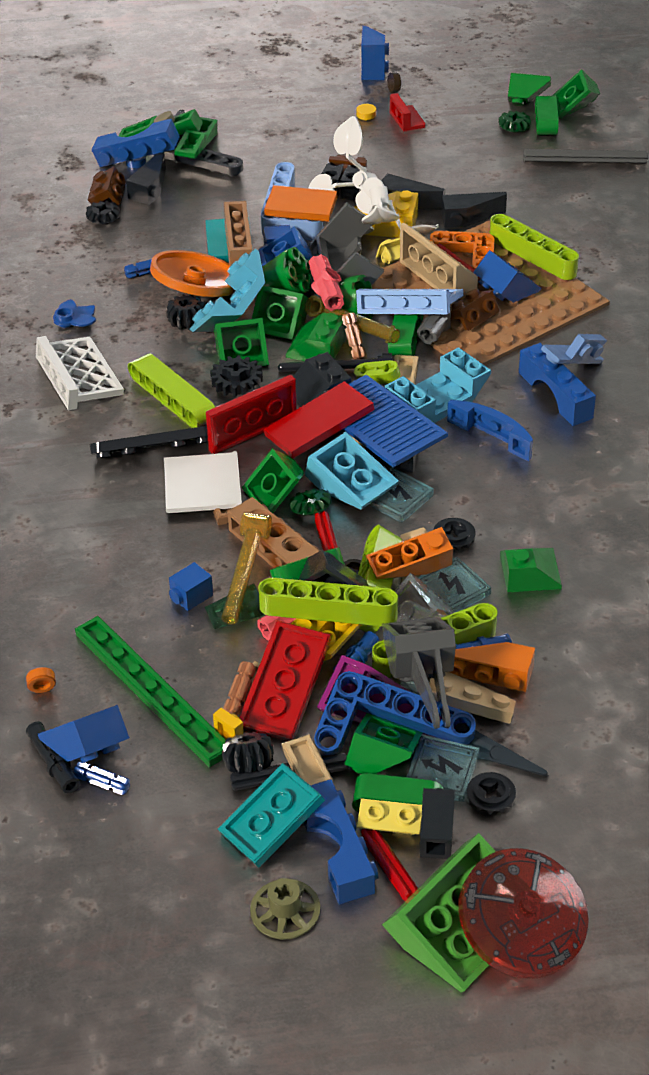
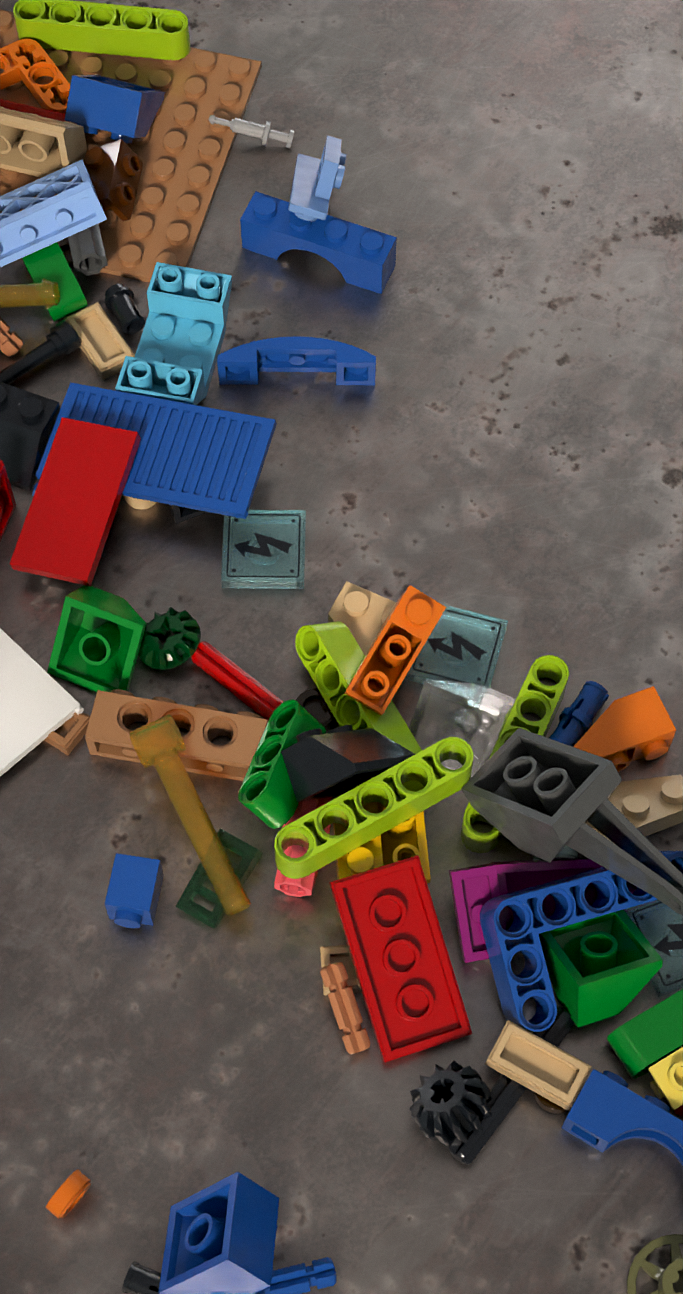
camera: 40 degrees left, 20 degrees up
(152, 690) = (223, 1089): green tile -> none
(227, 724) = (385, 1077): yellow plate -> none
(271, 815) = (563, 1177): teal tile -> none
(349, 472) = (189, 561): medium azure slope -> none
(362, 648) = (438, 818): blue pin -> none
(380, 371) = (69, 364): lime beam -> none
(429, 361) = (120, 300): none -> black pin
(461, 528) = (390, 549): black gear -> none
(530, 569) = (522, 557): green slope -> none
(578, 328) = (254, 129): none -> light grey piece

